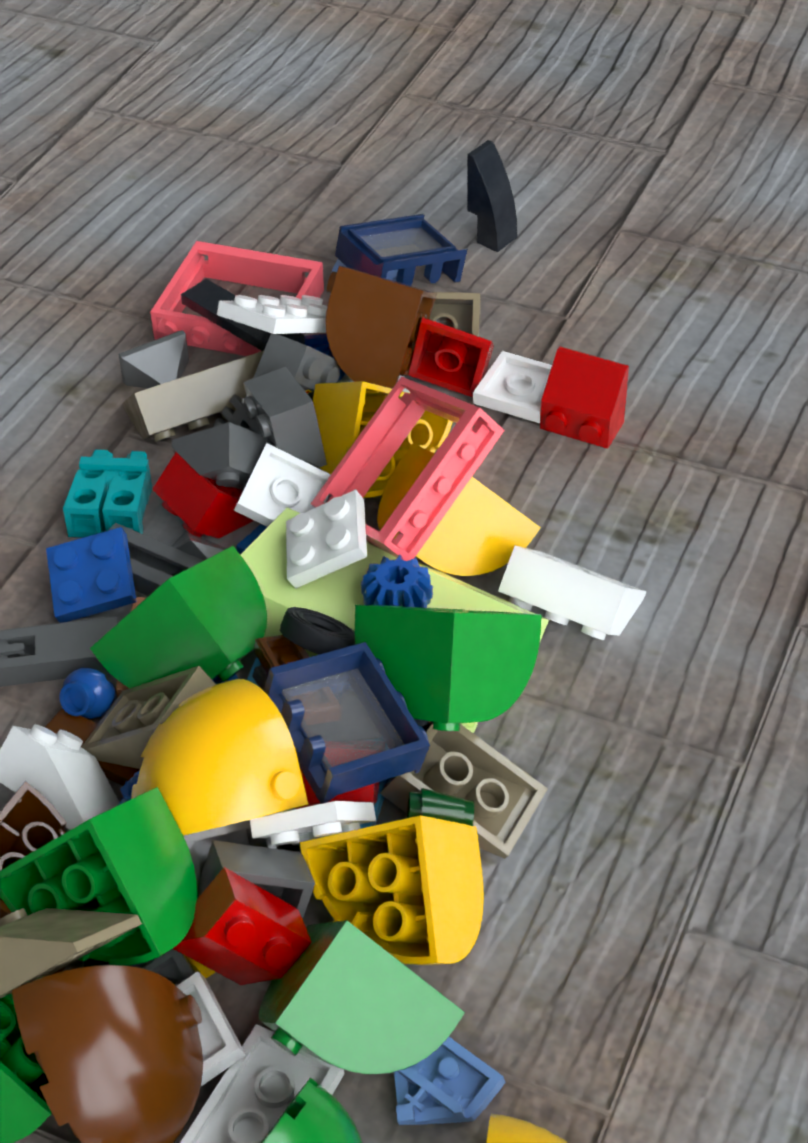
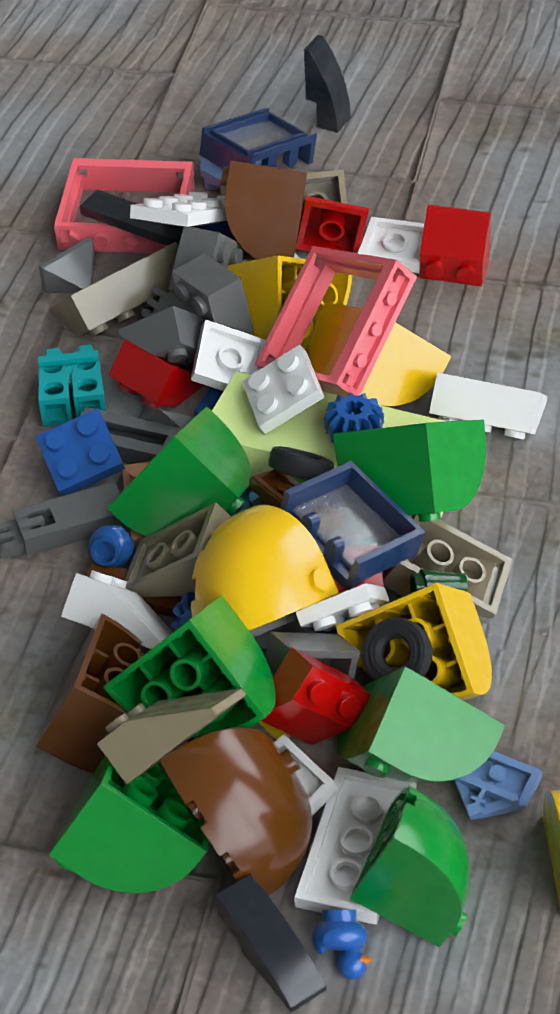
camera: 10 degrees left, 0 degrees up
(383, 883) = (387, 630): none -> black tyre

